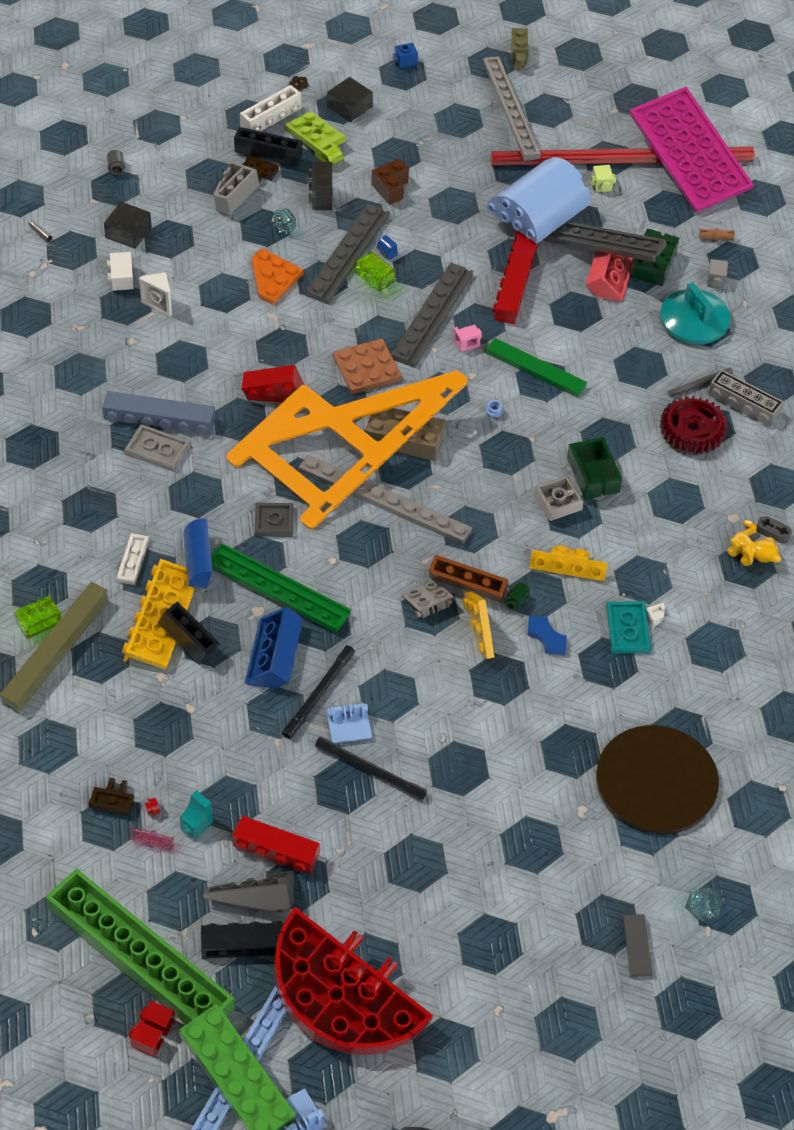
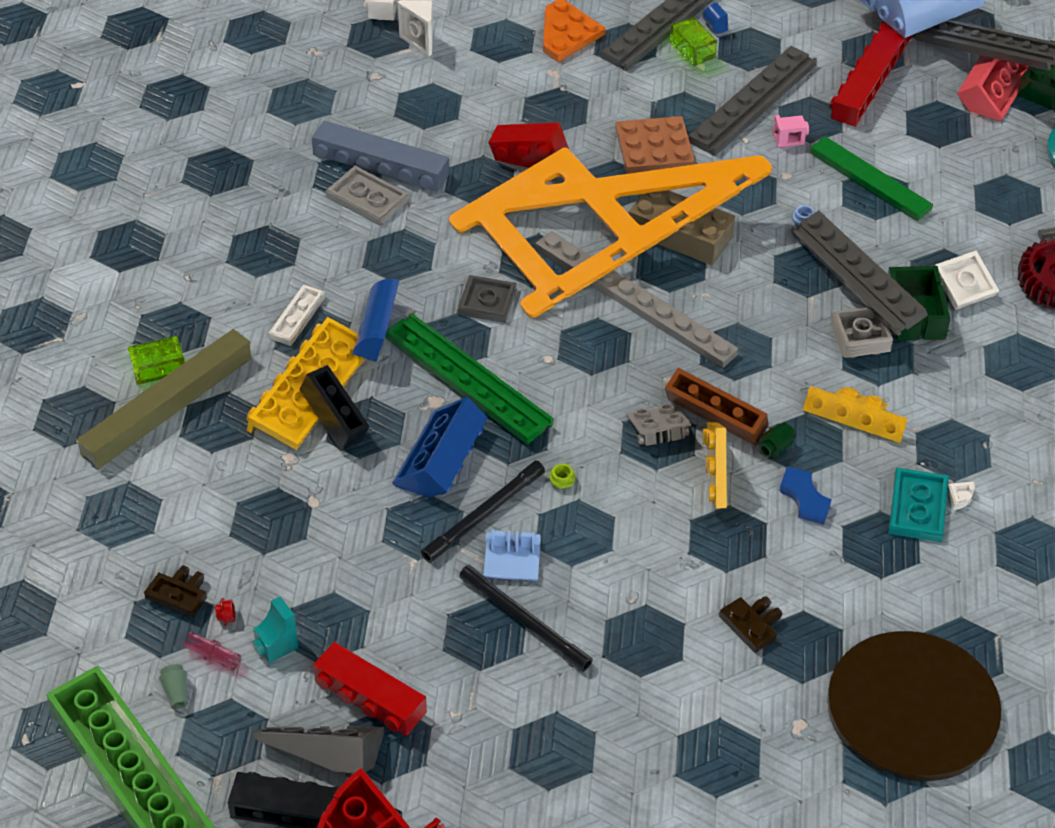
camera: 15 degrees right, 5 degrees down
(132, 869) = (174, 683): none -> sand green cone
(368, 649) = (562, 476): none -> lime plate
(529, 742) = (748, 624): none -> dark brown hinge
(547, 451) = (859, 273): none -> dark grey plate
(625, 442) = (966, 280): none -> white hinge

